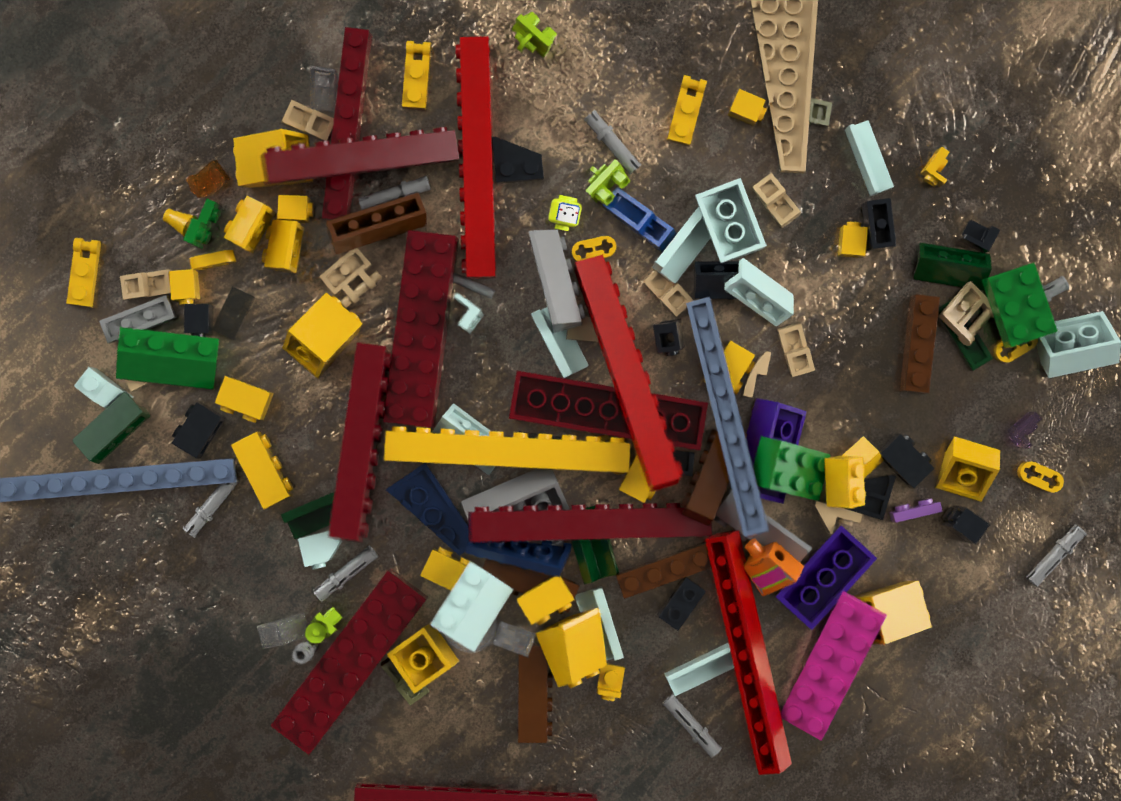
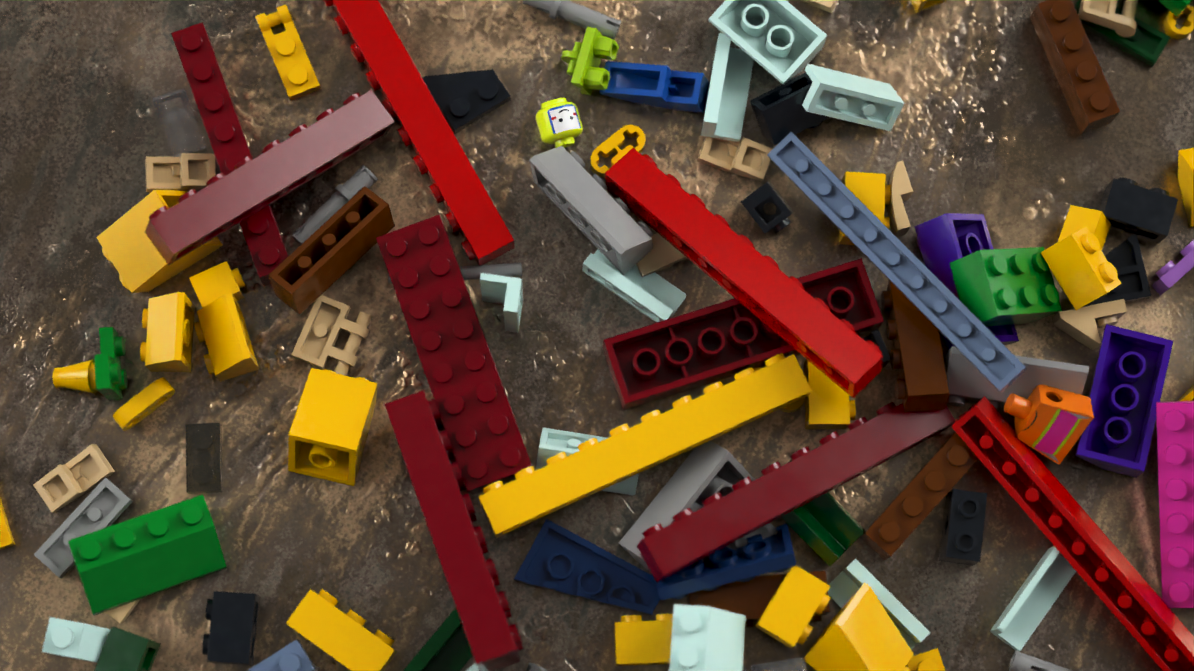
camera: 35 degrees left, 10 degrees down
(184, 286) = (124, 454): yellow brick -> none
(198, 319) = (162, 485): black brick -> none
(207, 180) = (88, 306): clear orange bracket -> none
(243, 398) = (271, 558): yellow brick -> none
(795, 349) = (929, 147): tan slope -> none

